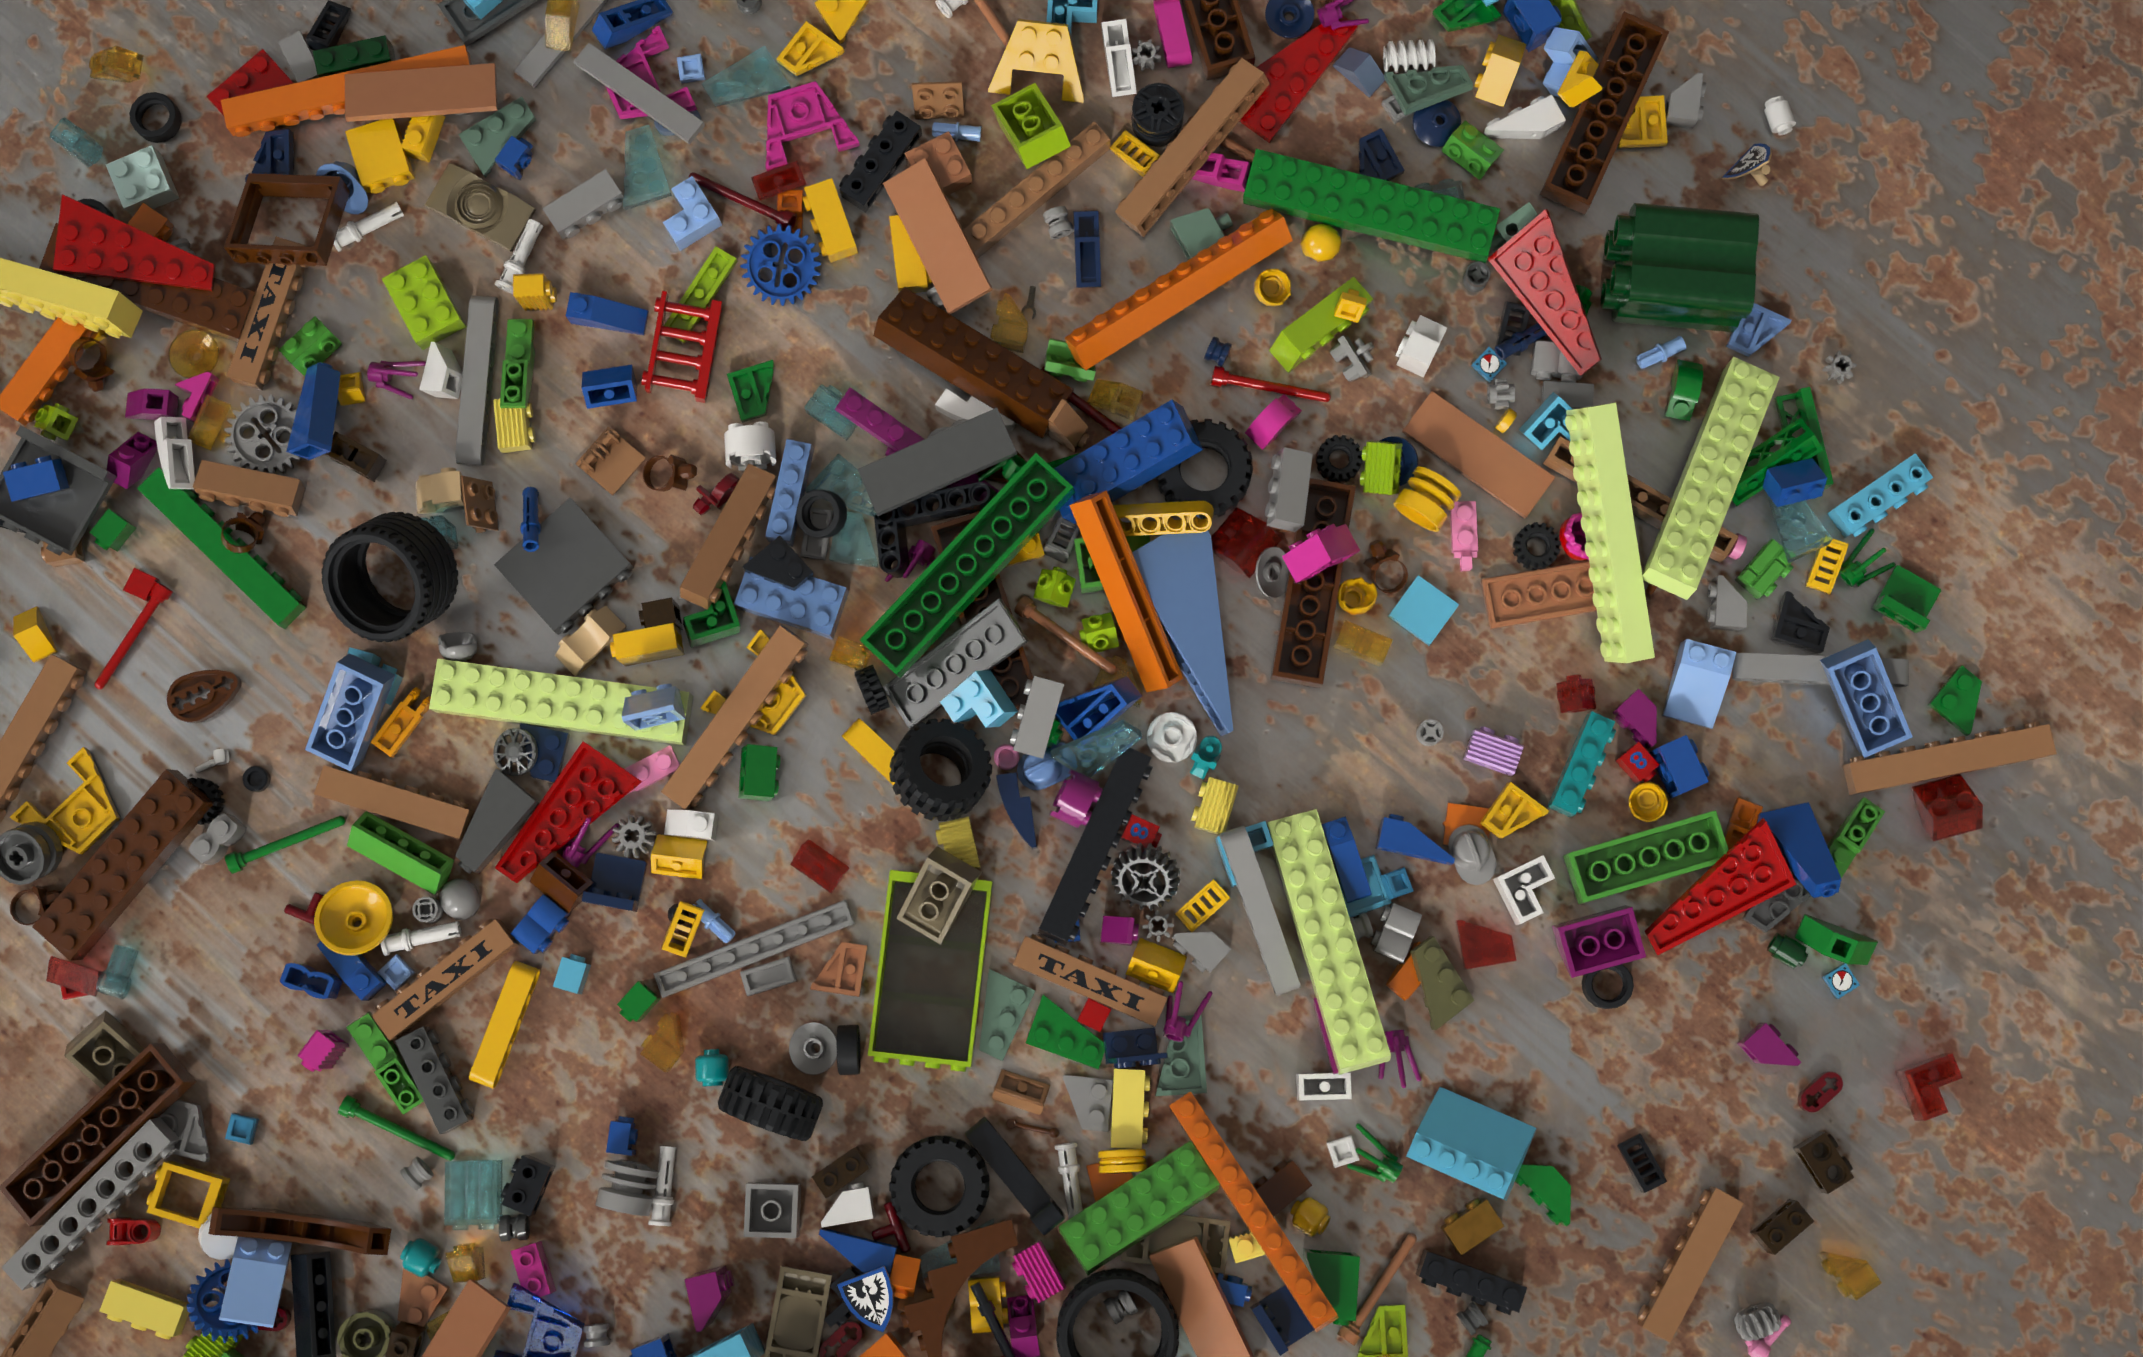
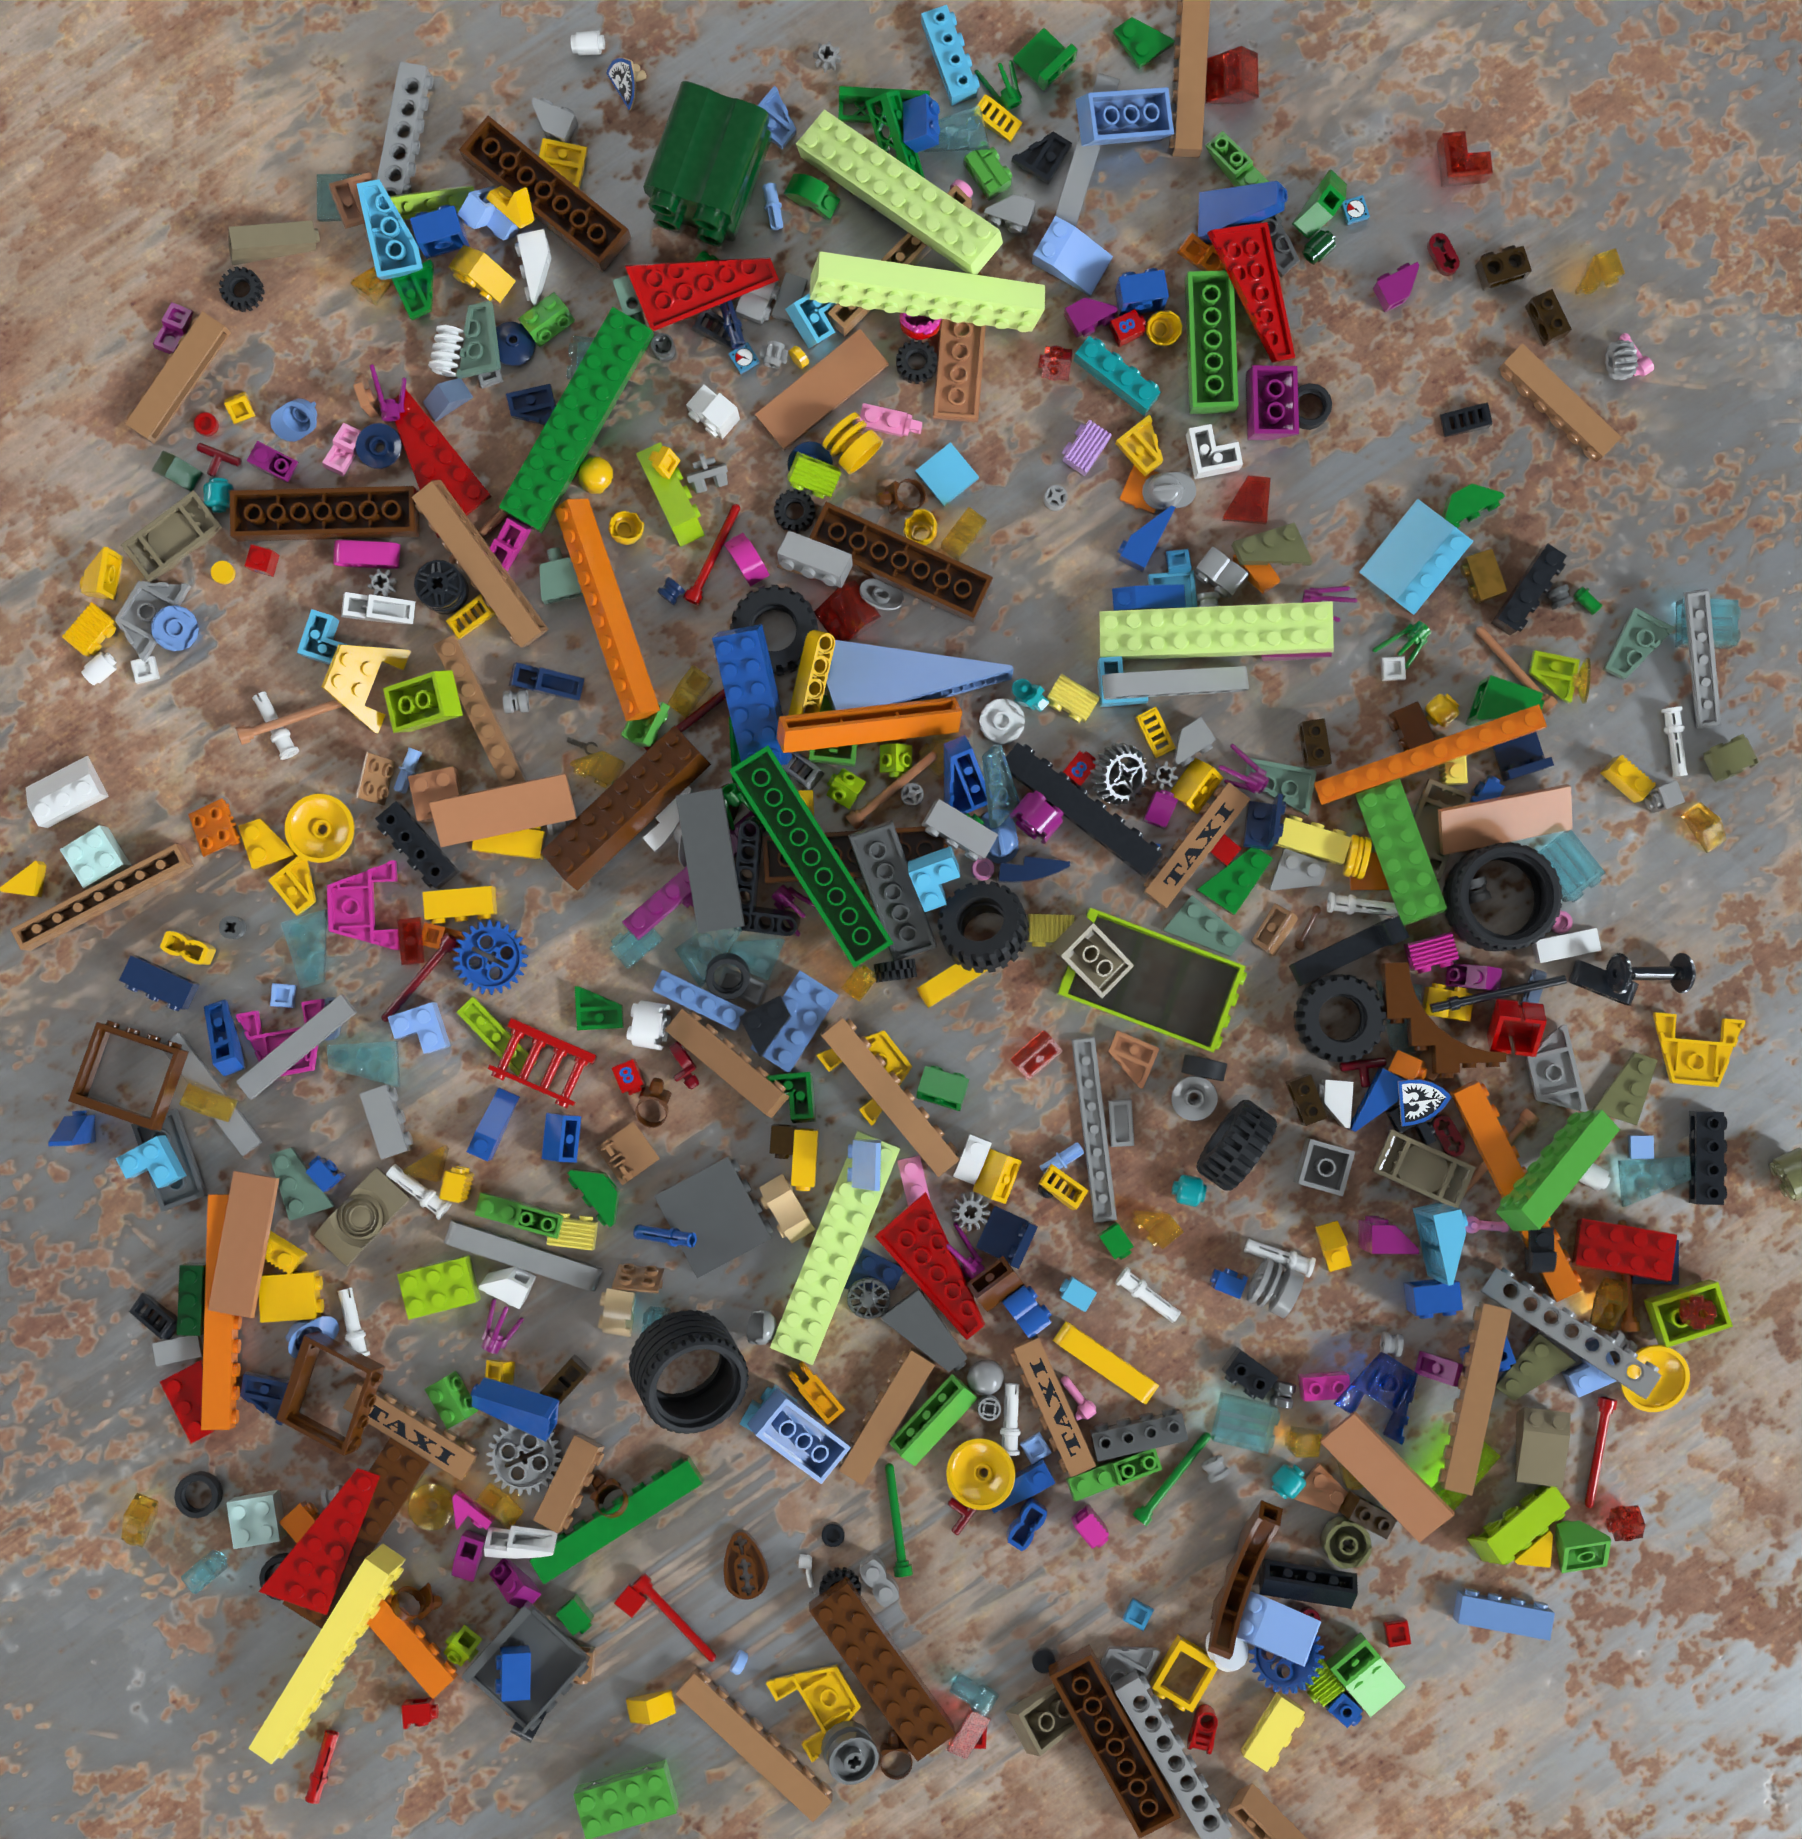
camera: 80 degrees left, 5 degrees up
(99, 713) = (739, 1662): none -> light blue tile
(171, 1036) = (1042, 1659): none -> black tile
(451, 1015) = (1085, 1408): none -> bright pink piece
(548, 261) = (430, 1166): none -> clear yellow slope
(561, 440) = (598, 1192): none -> green slope
(592, 1041) = (1140, 1289): none -> white pin
(689, 1244) = (1333, 1246): none -> yellow slope
(690, 440) = (629, 1077): none -> red brick
(870, 43) = (304, 826): none -> yellow dish
(1064, 657) = (910, 791): none -> light grey wheel
(1068, 427) = (707, 738): medium nougat slope -> none
(1235, 1083) = (1314, 743): none -> dark brown brick
(1320, 551) = (879, 543): dark pink brick -> none
(1323, 1086) = (1337, 670): white brick -> none

